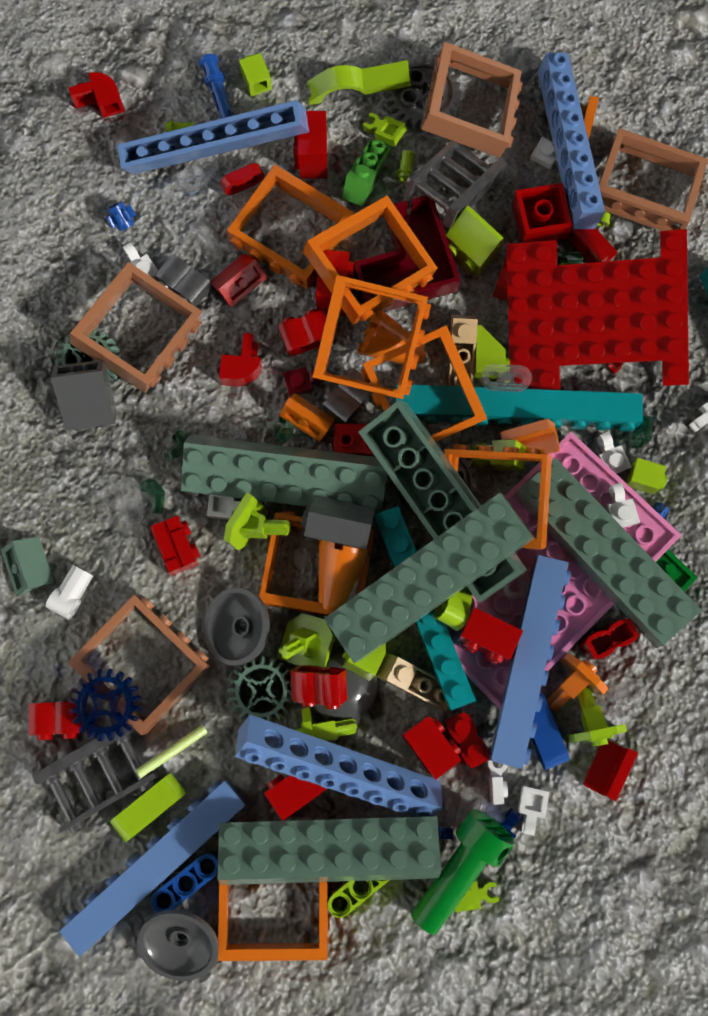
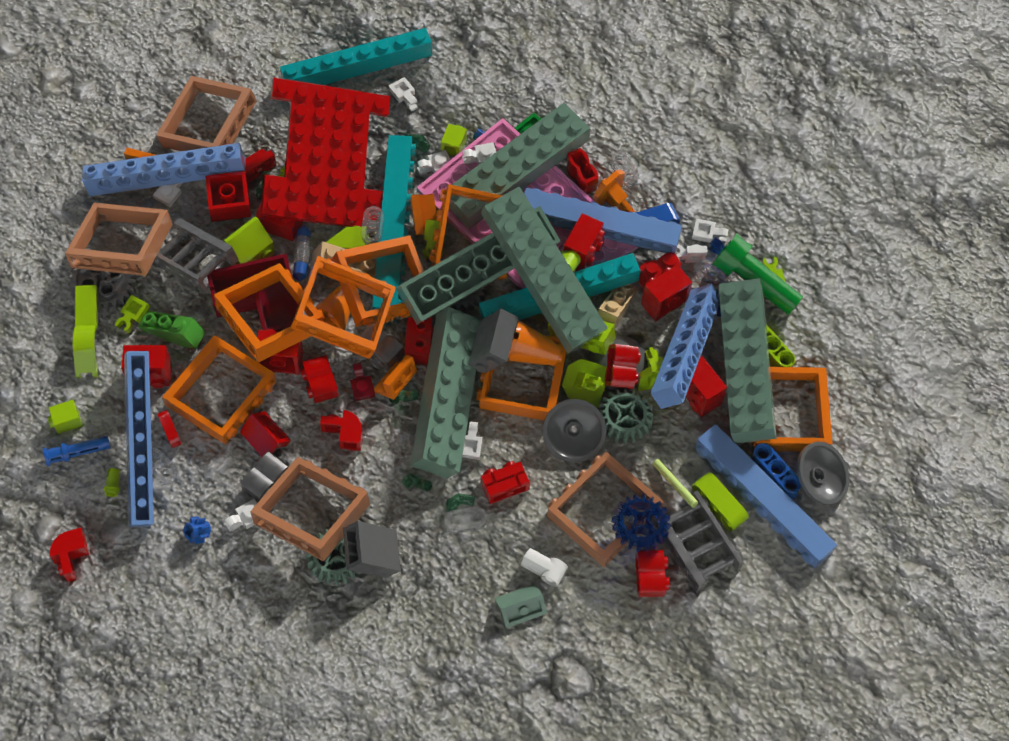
camera: 90 degrees left, 15 degrees down
(250, 522) = (490, 413): lime piece -> none
(406, 165) = (170, 298): lime pin -> none
(472, 304) = (301, 253): none -> piece
(593, 722) = (646, 184): lime piece -> none
(609, 770) = (678, 179): red panel -> none

